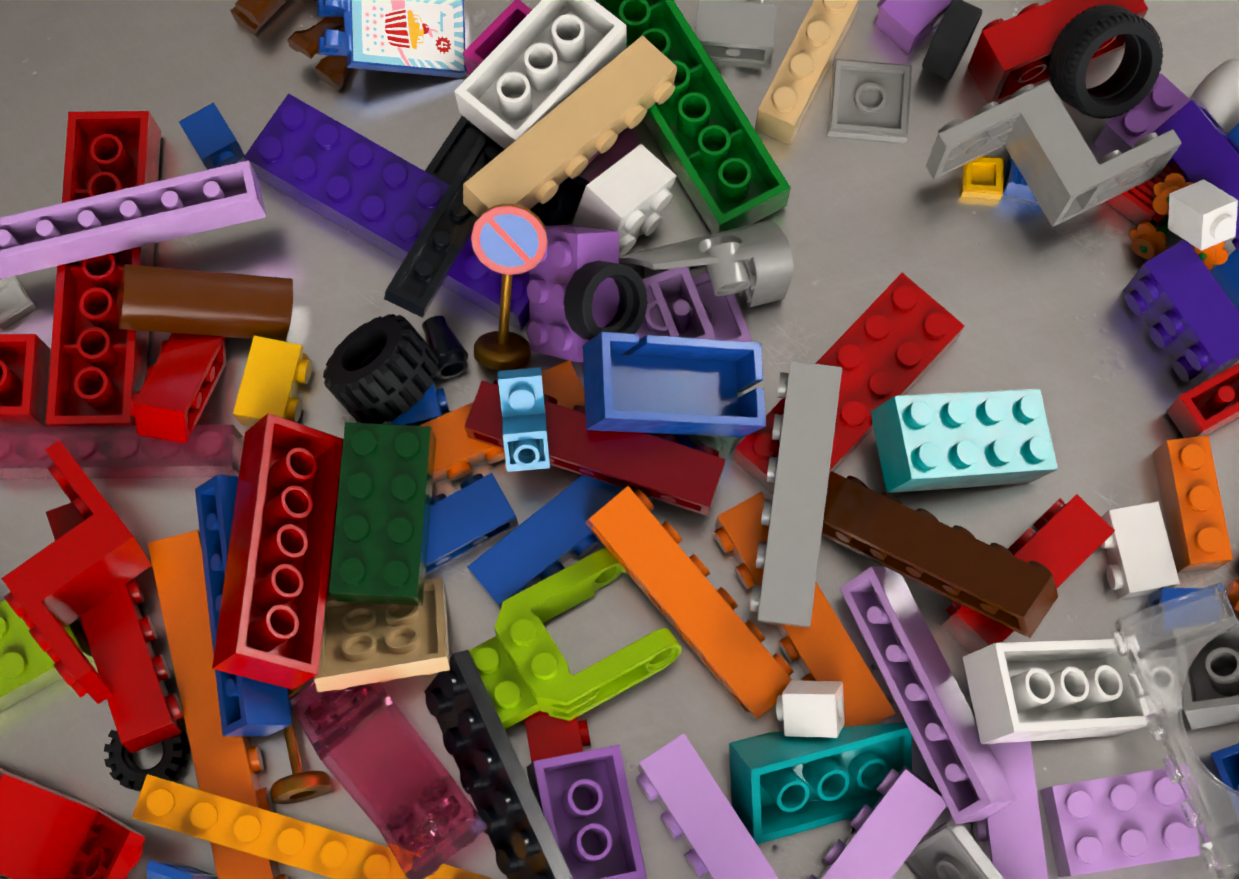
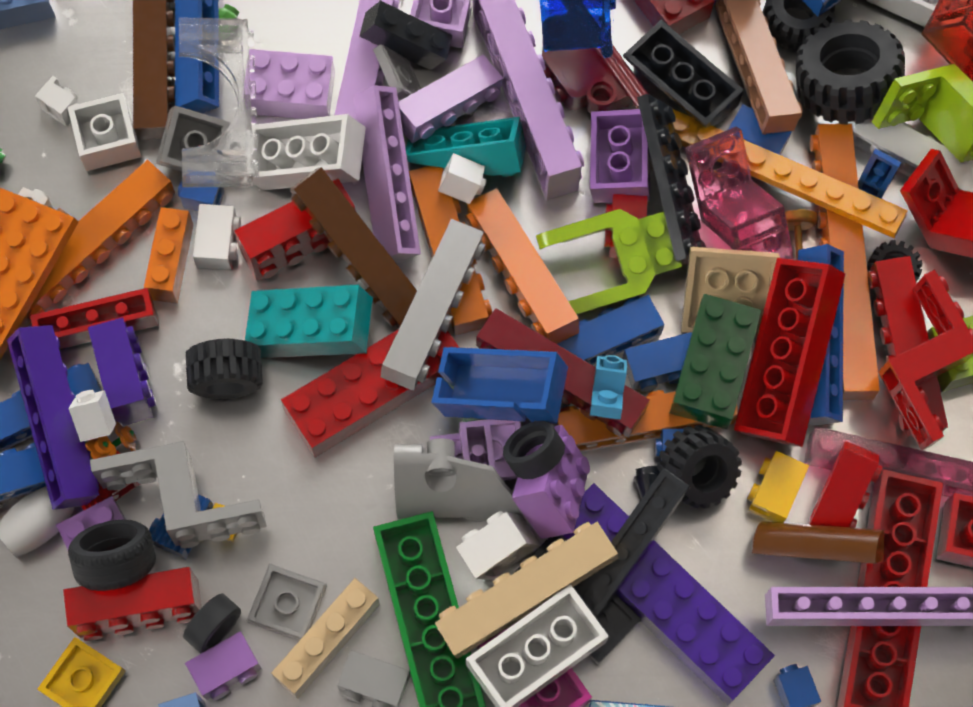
camera: 170 degrees left, 5 degrees down
(508, 242) = (610, 473): piece -> none
(1055, 346) = (223, 368): none -> black tyre

